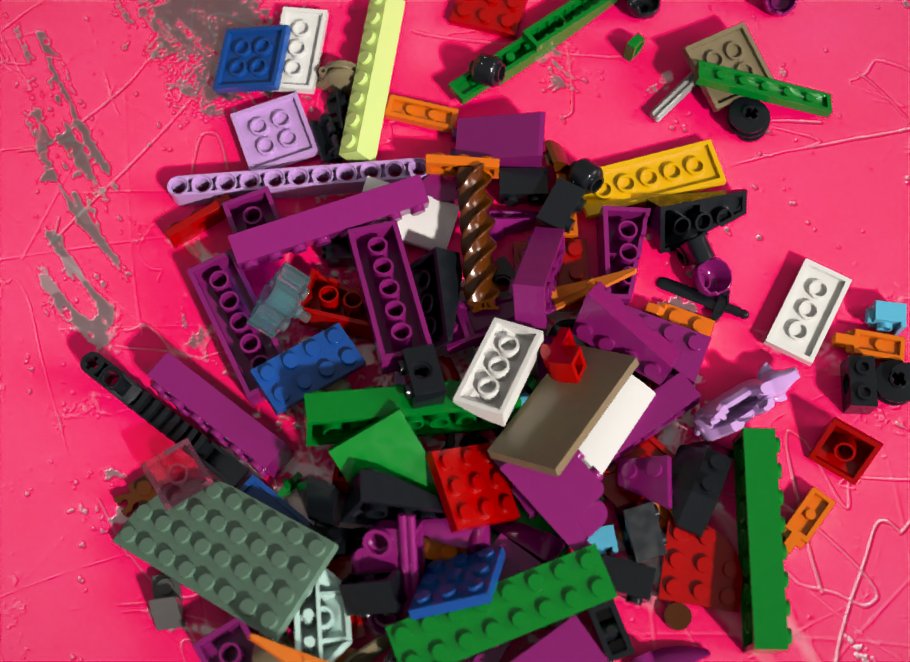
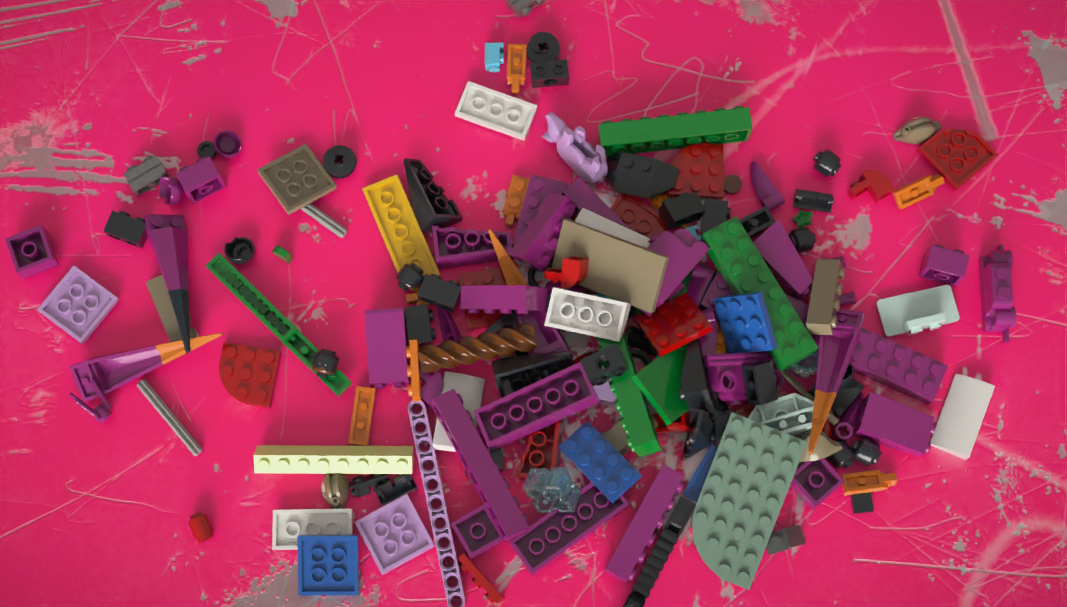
camera: 100 degrees left, 5 degrees up
(141, 493) = (707, 577): reddish brown plate -> none
(177, 474) = (695, 547): clear pink slope -> none
(289, 485) = (686, 465): green piece -> none
(556, 156) = (396, 300): reddish brown slope -> none
(648, 478) = (644, 208): magenta wing -> none
(694, 251) = (462, 191): black piece -> none
(712, 277) = (479, 178): magenta hair -> none
(719, 304) = (497, 174): black sword -> none
(763, 88) = (316, 151): green plate -> none
(806, 519) = (650, 103): orange hinge -> none
(844, 450) = (599, 82): red slope -> none

